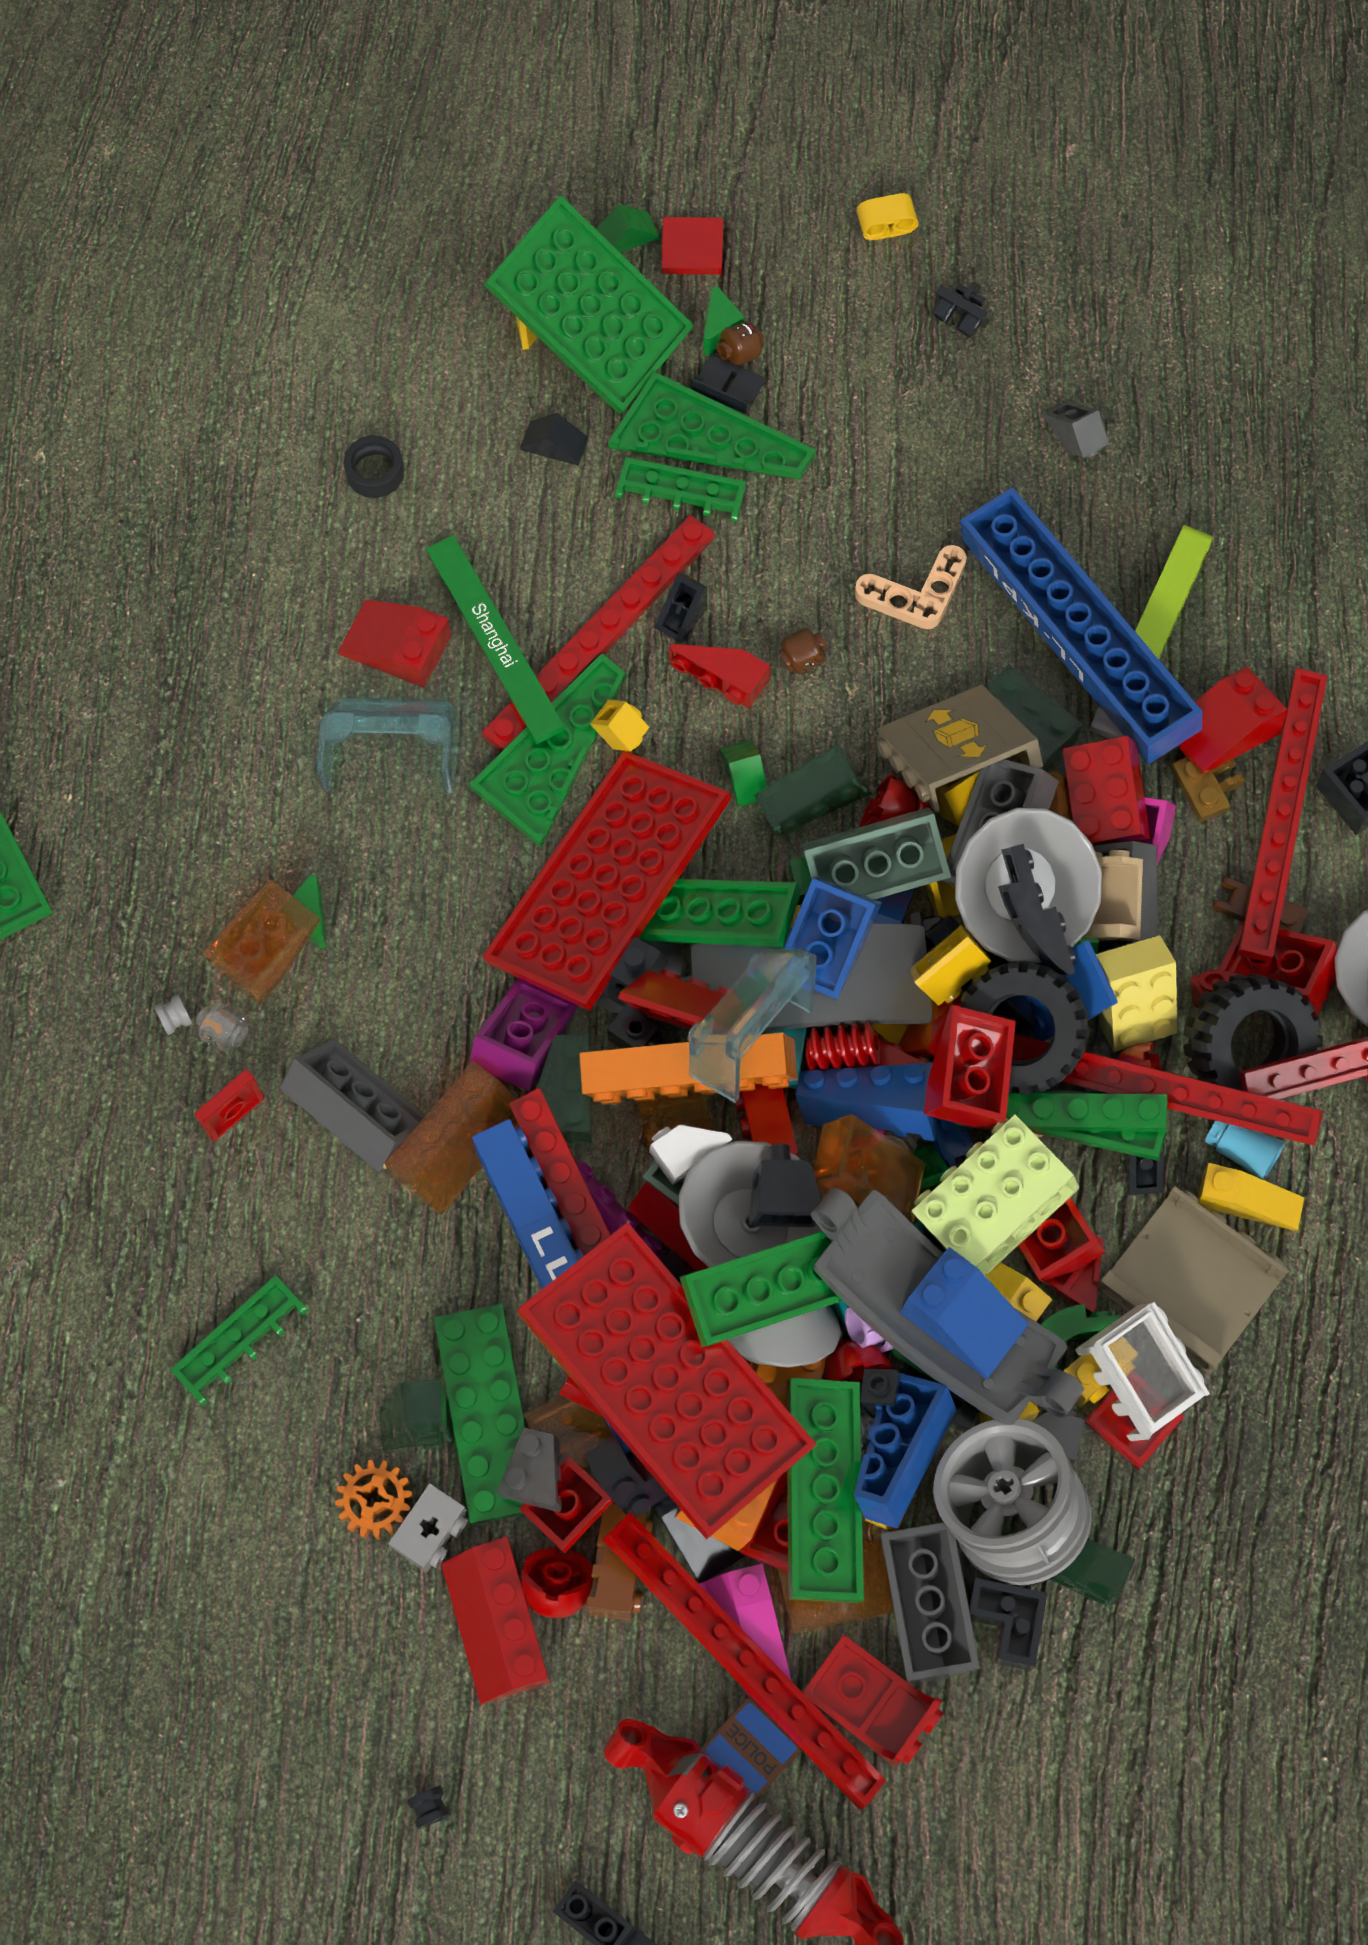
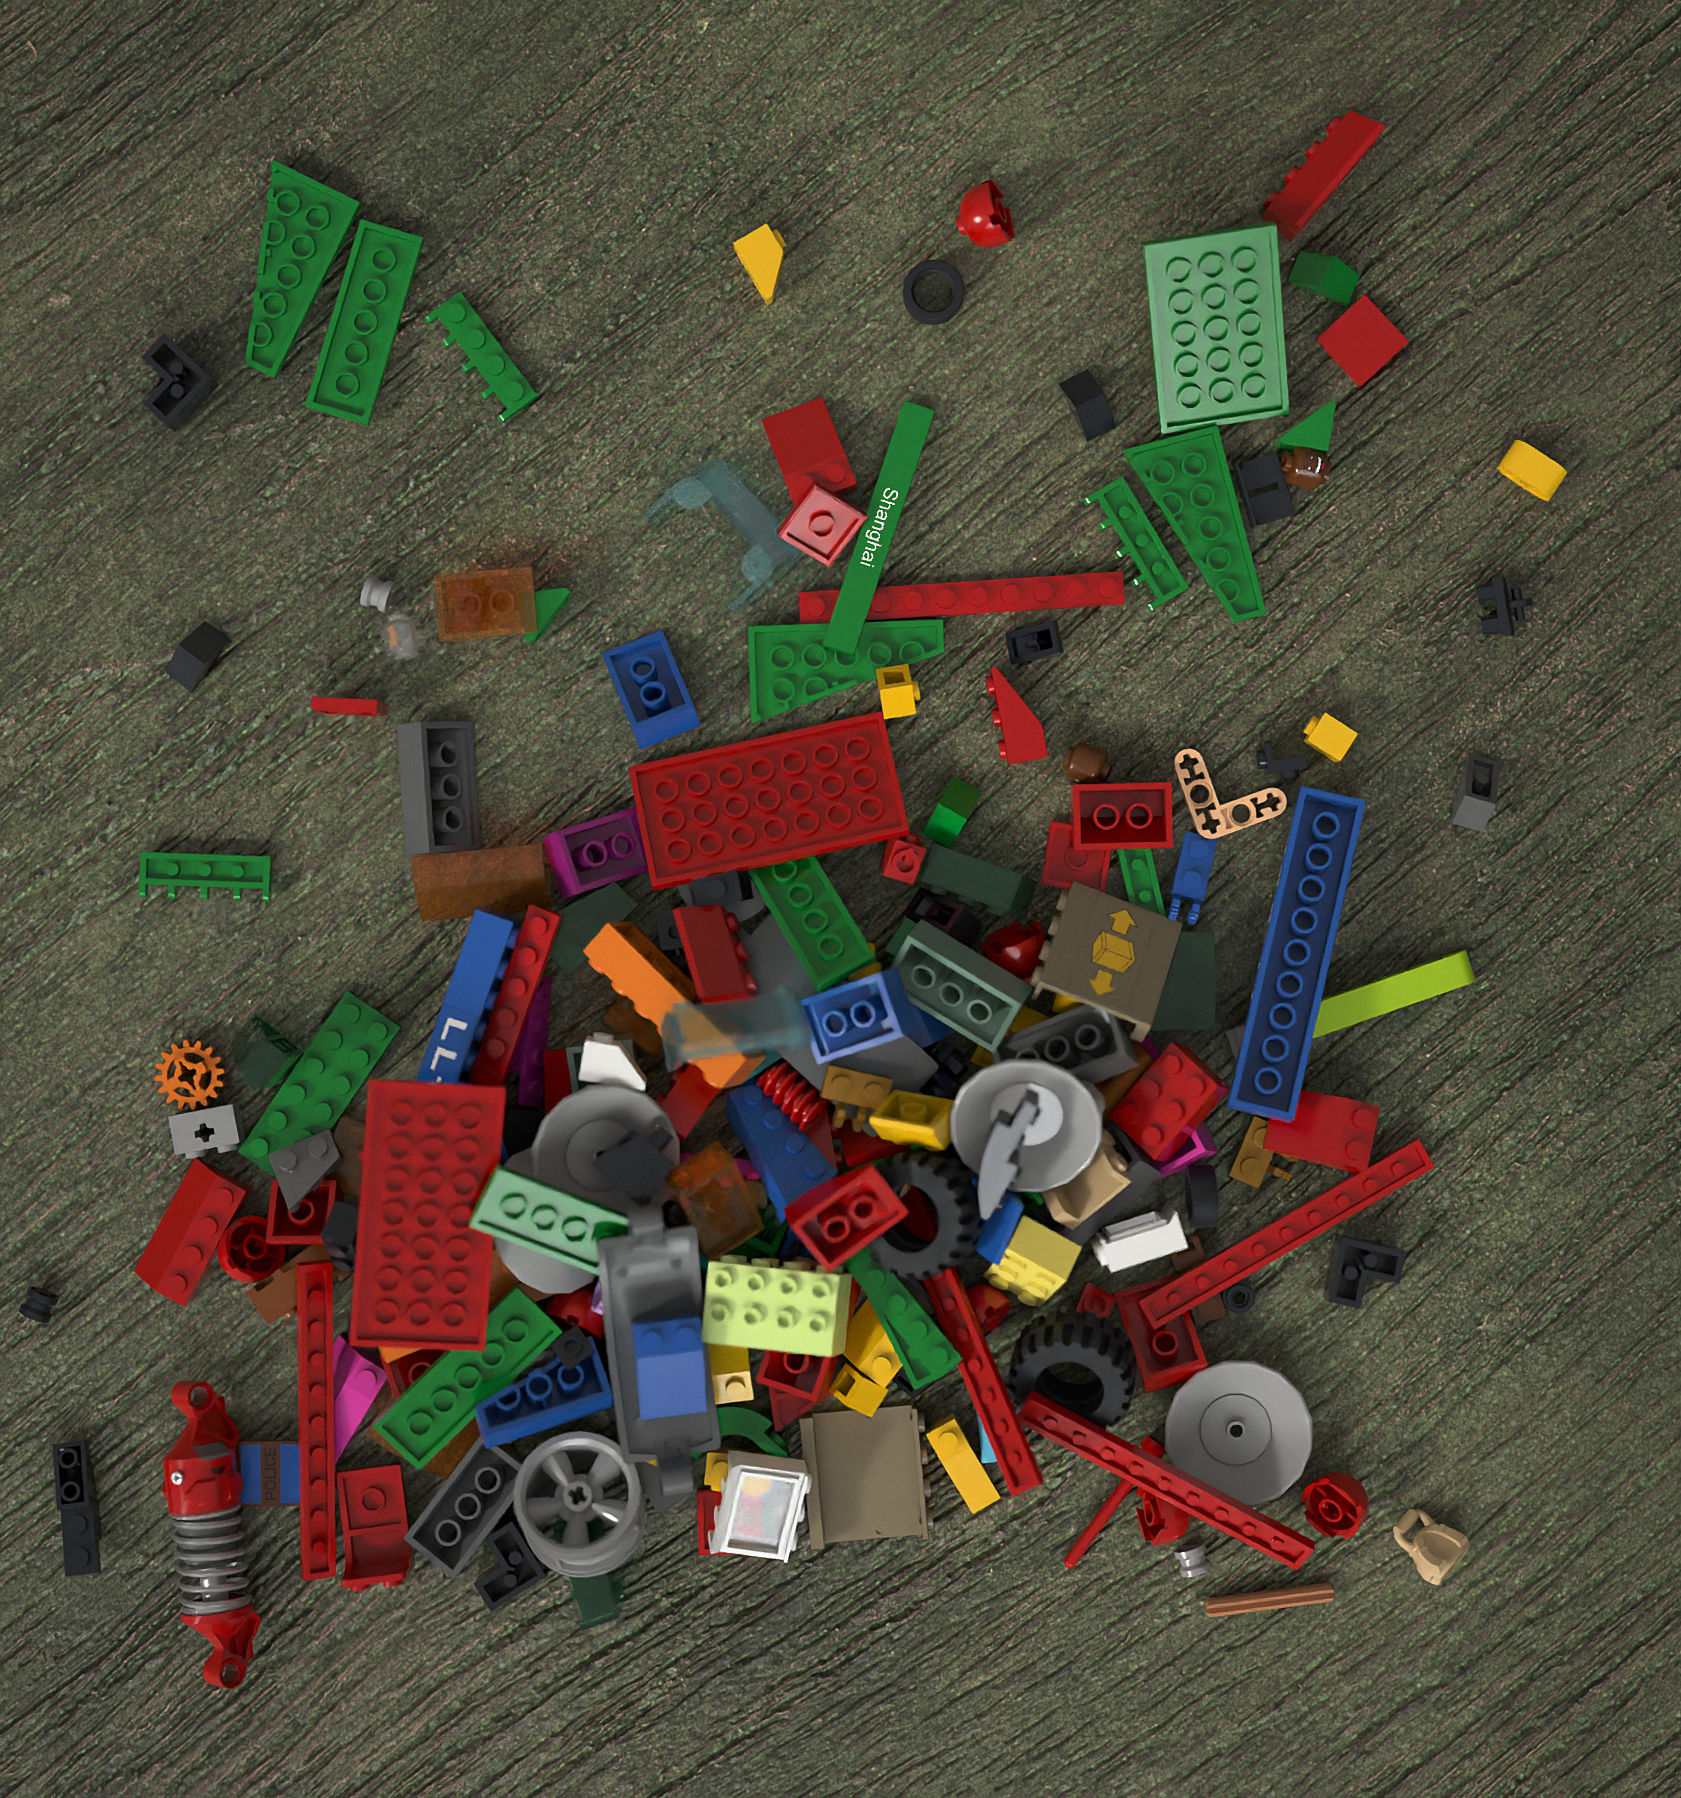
camera: 50 degrees right, 20 degrees up
(76, 1191) = (197, 656): none -> black slope
(92, 790) = (484, 355): none -> green hinge
(232, 552) = (762, 258): none -> yellow slope
(359, 389) = (984, 216): none -> red cylinder
(445, 890) = (651, 689): none -> blue slope
(451, 668) = (821, 524): none -> tile
(555, 157) = (1322, 173): none -> red slope
(742, 826) = (903, 858): none -> red brick
(817, 826) = (944, 915): none -> black slope
(858, 715) = (1065, 865): none -> red tile
(860, 653) = (1122, 816): none -> red slope
(880, 992) = (855, 1088): none -> pearl gold hinge
(912, 682) = (1141, 879): none -> green plate
(935, 528) = (1286, 767): none -> black bracket
(943, 484) = (1329, 736): none -> yellow brick
(952, 653) = (1192, 874): none -> blue hinge
(1101, 1175) = (870, 1347): none -> yellow slope
(1119, 1218) = (857, 1390): none -> yellow brick
(1193, 900) = (1139, 1239): none -> white window
(1199, 842) = (1201, 1196): none -> black tyre
(1304, 882) = (1247, 1302): none -> black plate

